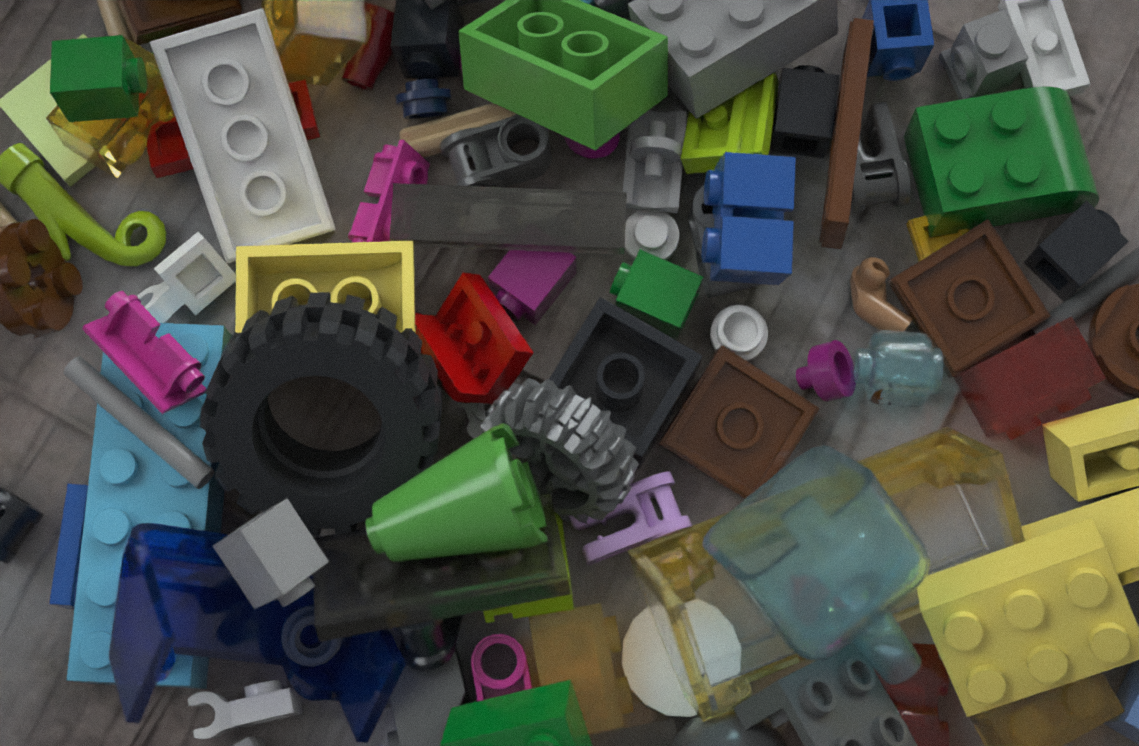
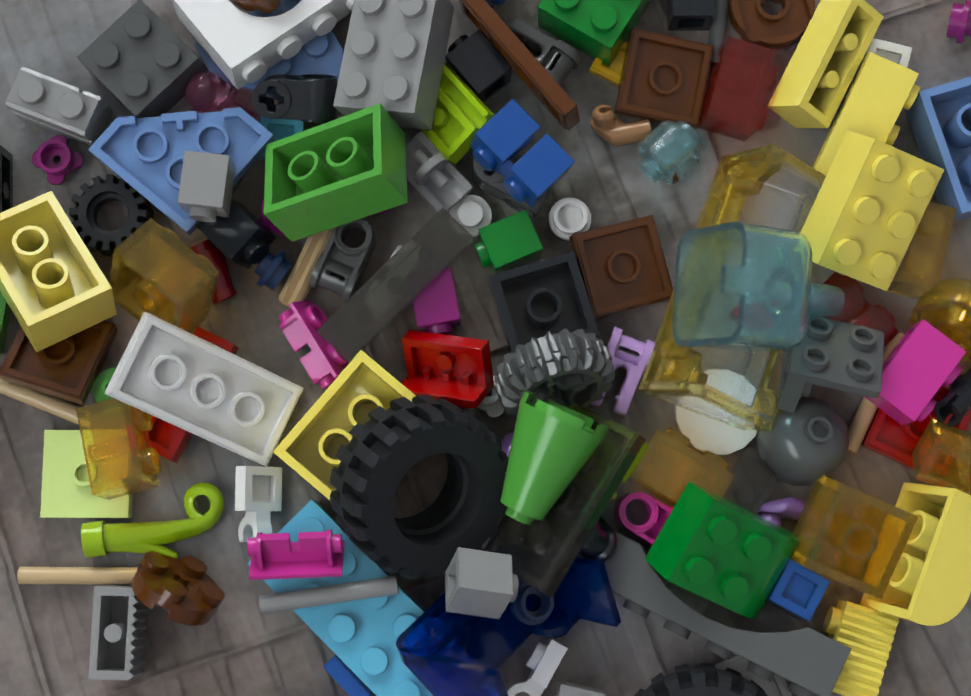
camera: 50 degrees left, 5 degrees up
(96, 78) = (100, 444): green brick -> none
(828, 371) = (636, 191): magenta tile -> none

